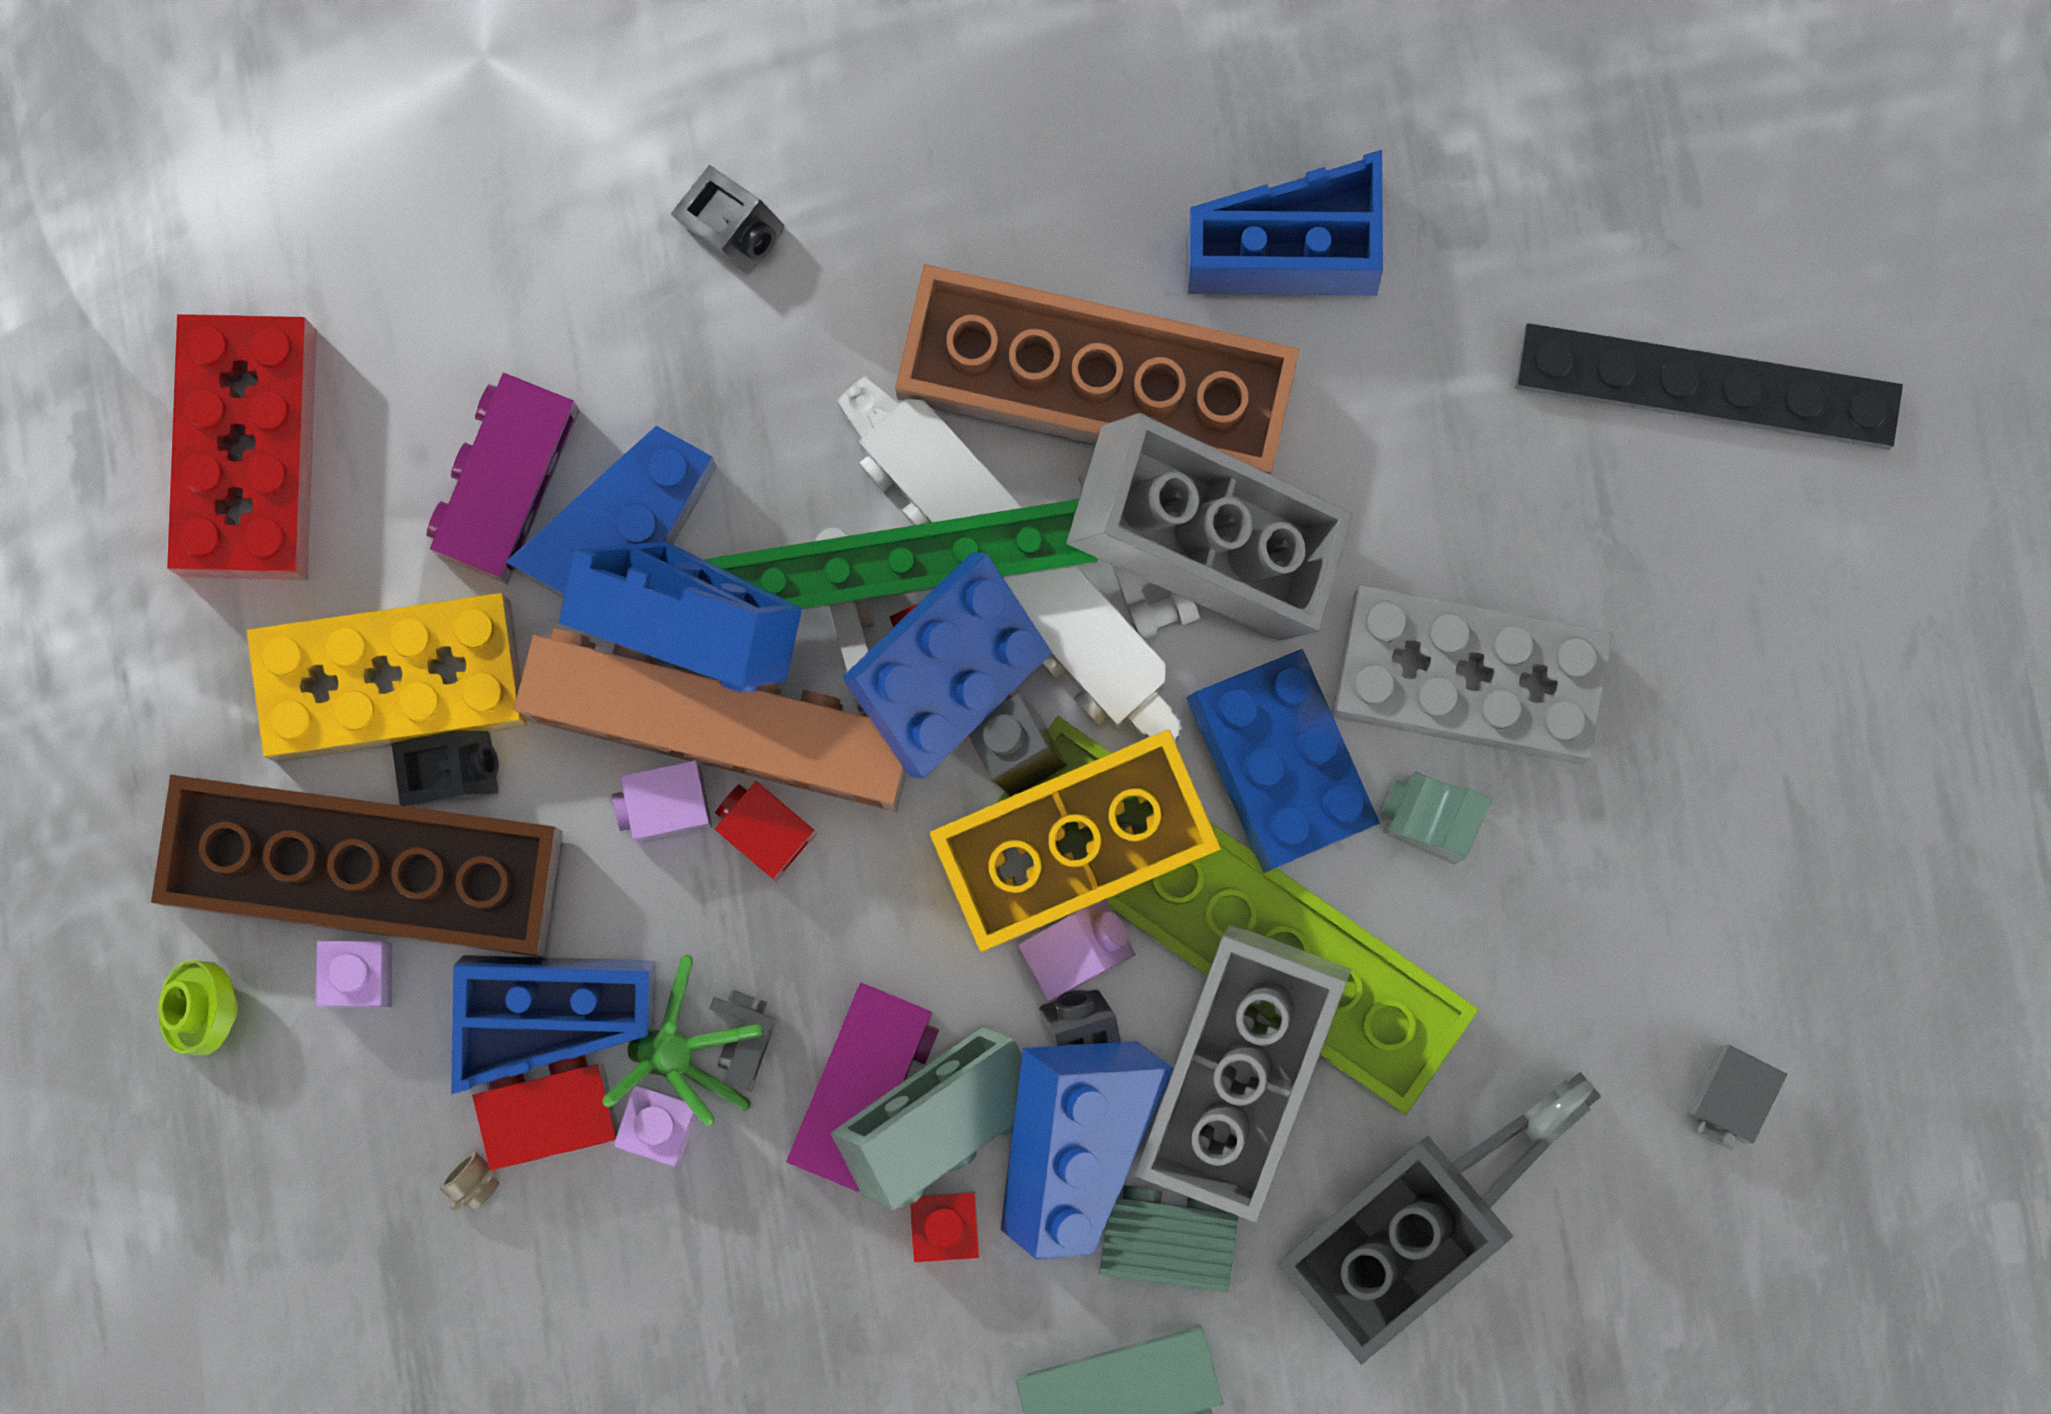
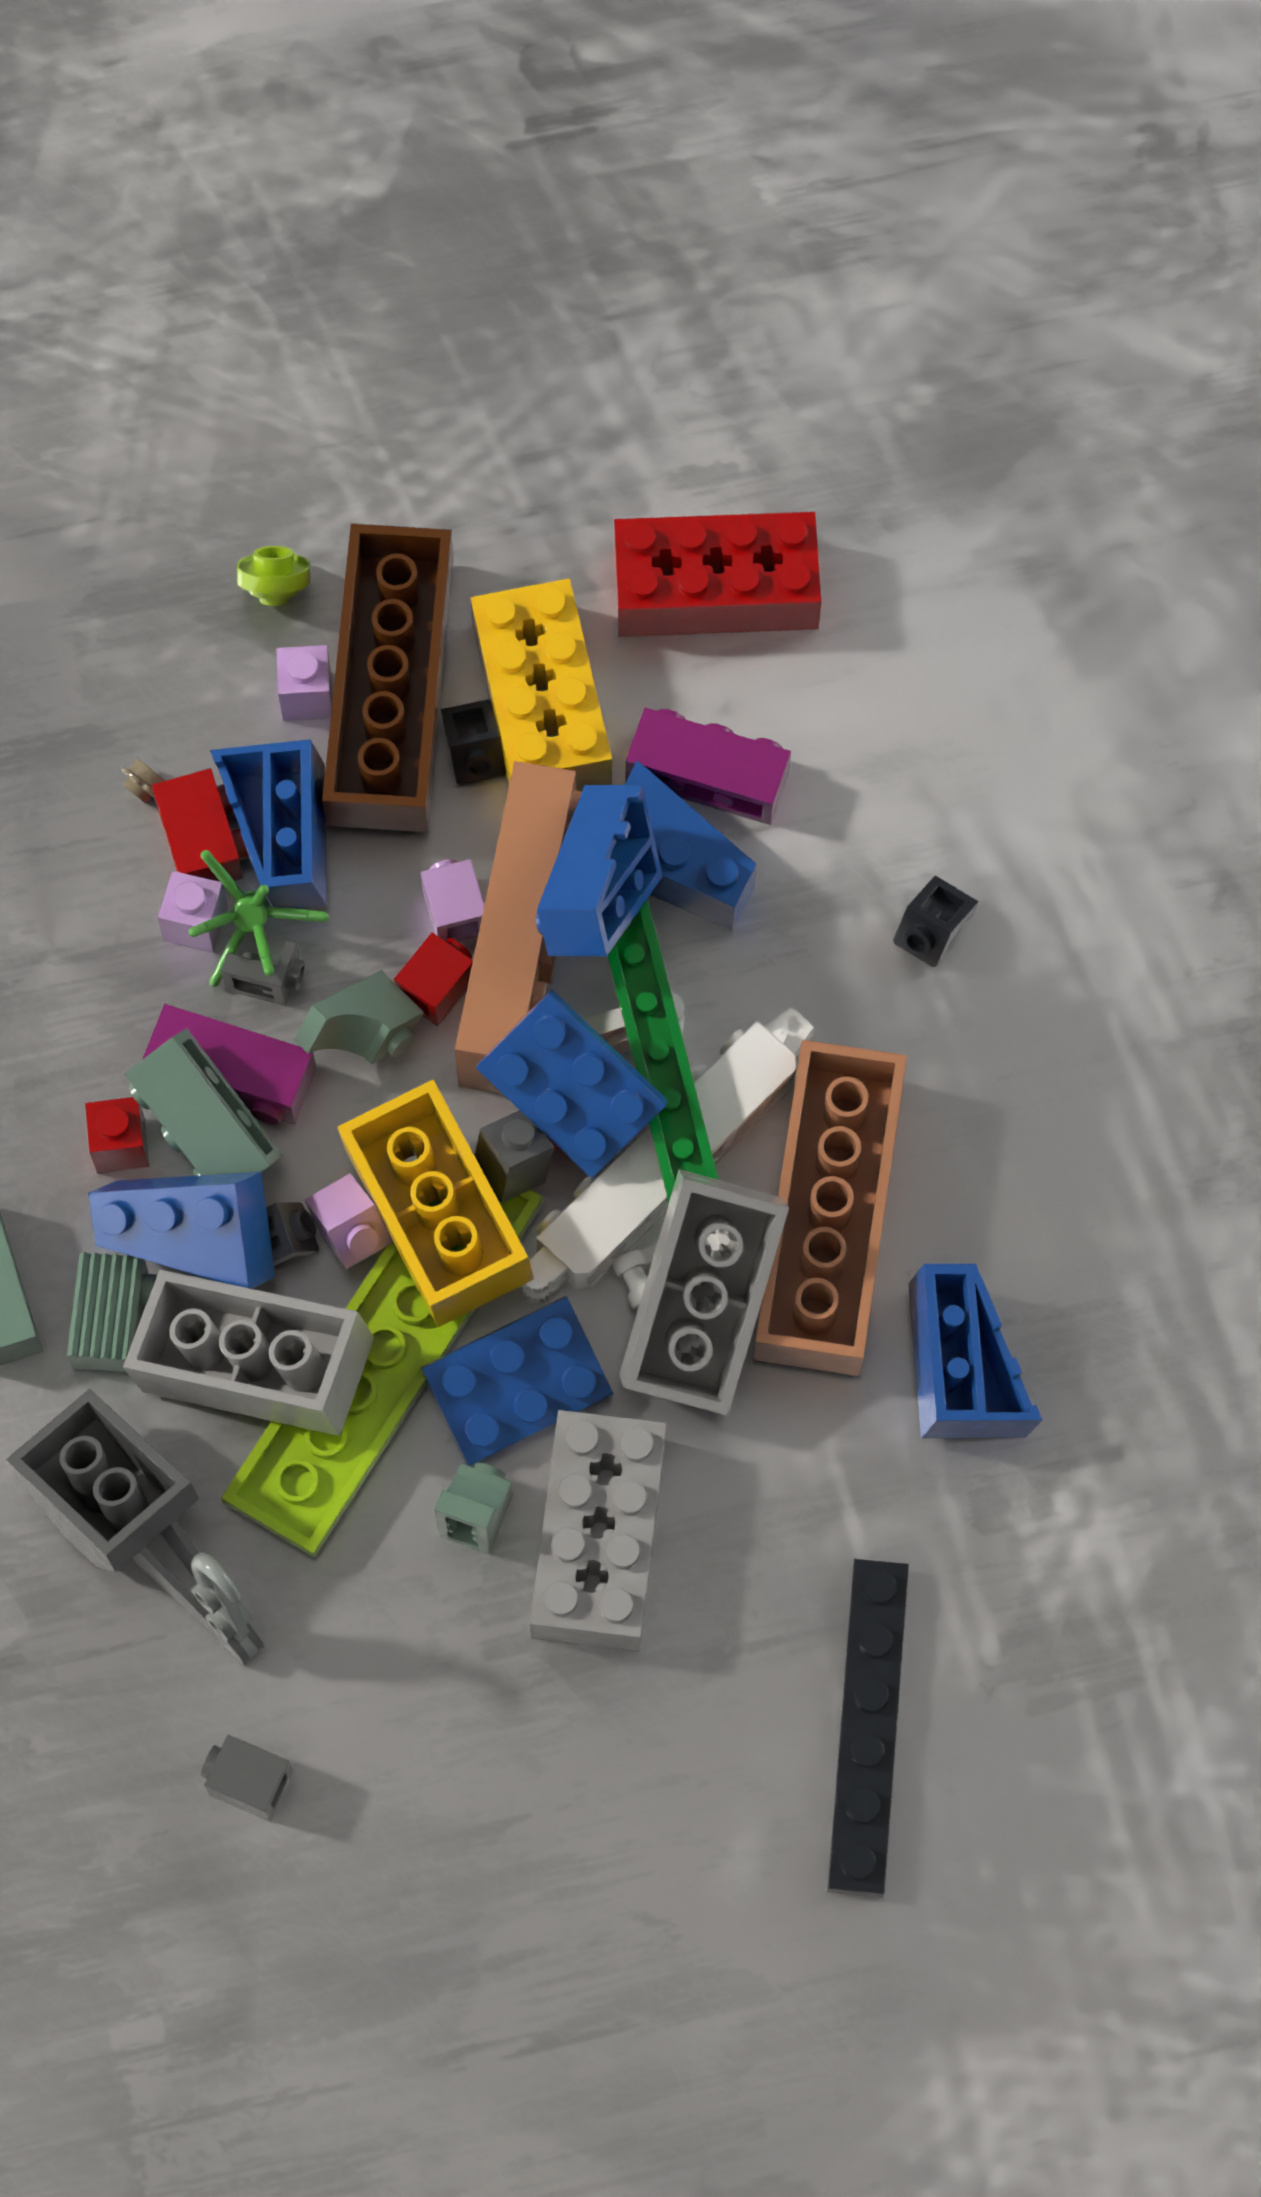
camera: 85 degrees right, 15 degrees down
(822, 916) = (365, 1019): none -> sand green arch

